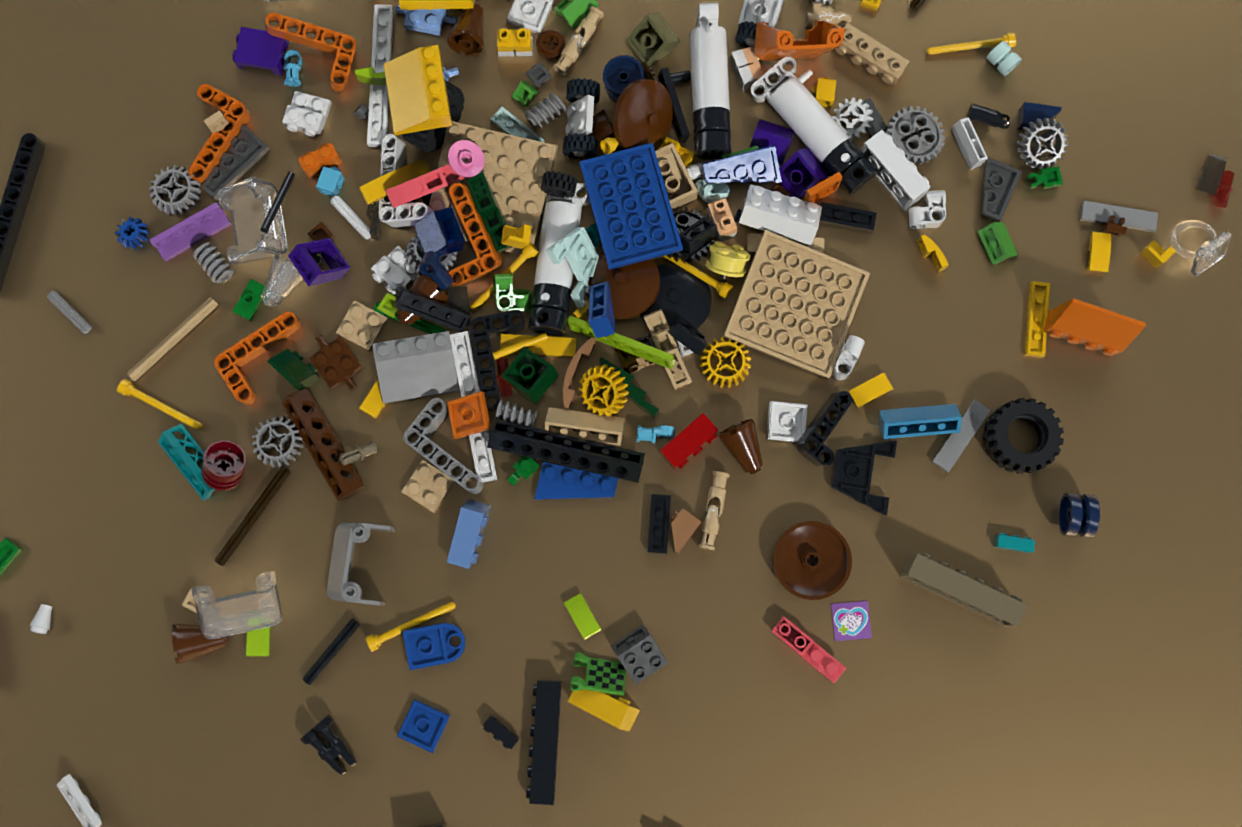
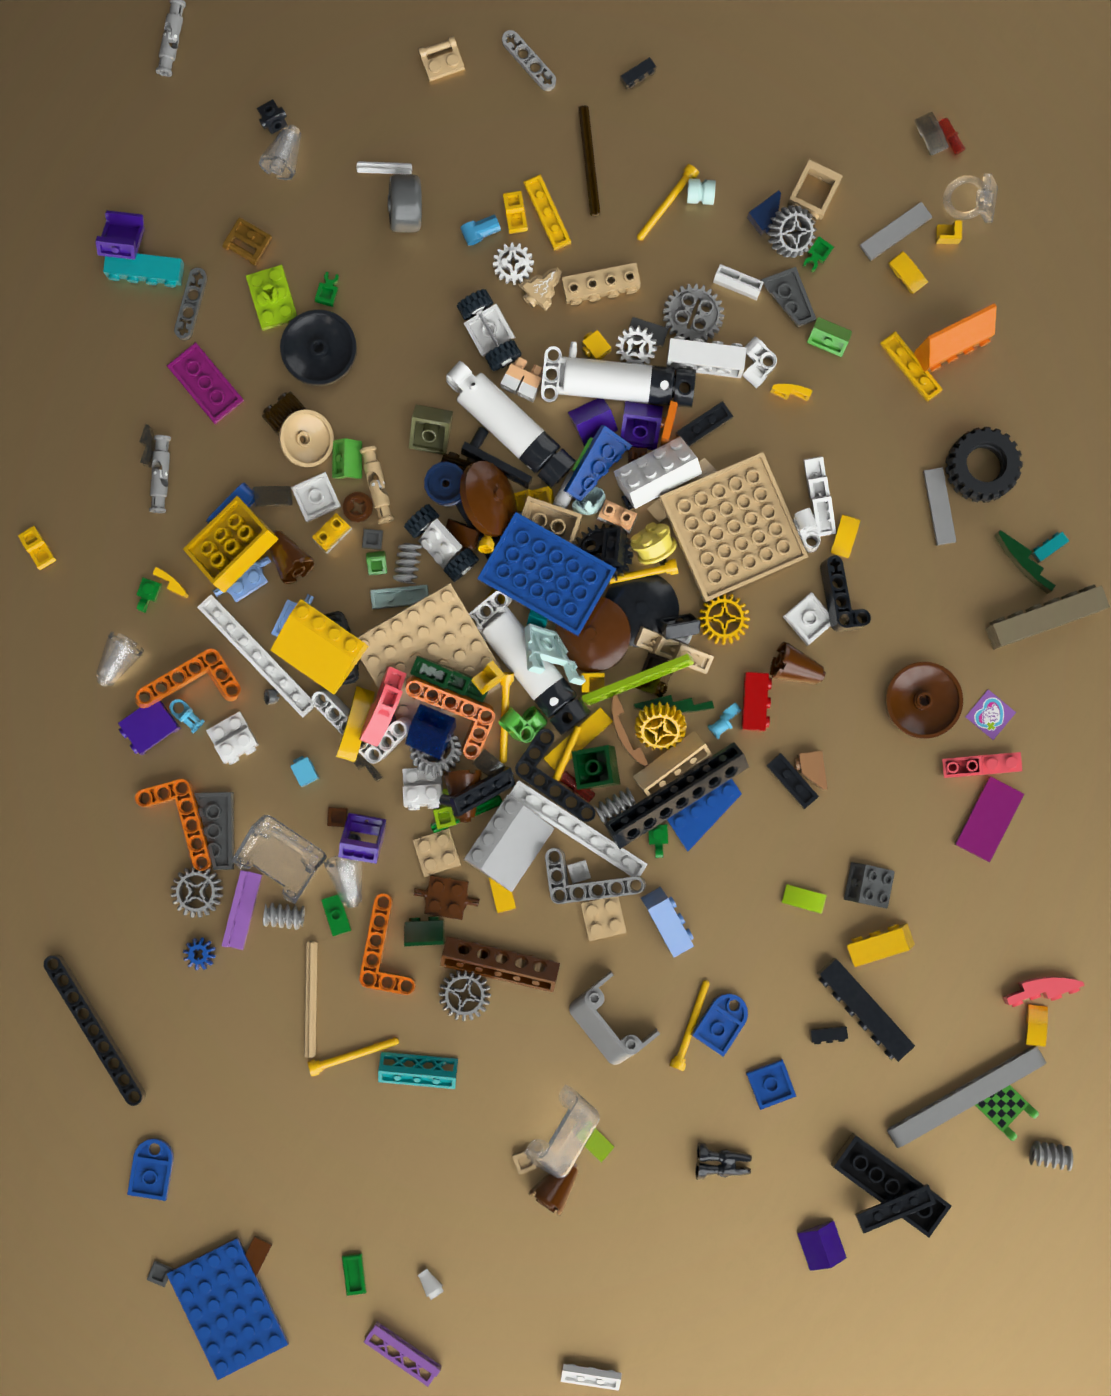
camera: 45 degrees left, 5 degrees up
(69, 312) = (214, 1056): light grey axle -> none
(216, 122) = (180, 812): tan plate -> none
(224, 456) = (446, 1040): dark red wheel -> none
(252, 516) = (501, 1064): dark brown axle -> none
(277, 202) = (284, 825): black bar -> none
(313, 161) = (282, 759): orange brick -> none
(331, 651) = (655, 1101): black axle -> none
(351, 216) = (346, 781): white axle -> none
(358, 453) = (532, 945): dark tan axle -> none
(368, 76) = (254, 665): lime slope -> none
(432, 268) = (453, 761): dark blue piece -> none
(444, 437) = (579, 871): none -> white tile
(468, 415) = (583, 839): orange plate -> none
(471, 153) = (400, 652): bright pink dish -> none
(559, 184) = (482, 610): black tyre -> none
(600, 675) = (859, 926): bright green flag -> none
(601, 310) = (602, 671): blue slope -> none
(711, 524) = (828, 744): tan piece -> none
(775, 695) = (989, 819): none -> magenta tile
(776, 44) = (556, 312): orange windscreen -> none
(854, 472) = (891, 607): black wing -> none
(880, 344) = (819, 495): none -> white slope
(919, 421) = (902, 525): dark azure brick -> none
(985, 526) = (1019, 556): none -> dark green slope
(988, 116) = (731, 247): black piece -> none
(1079, 515) = (1075, 484): dark blue wheel -> none
(1103, 126) = (822, 173): none -> tan window
(1113, 228) = (902, 244): reddish brown tile -> none

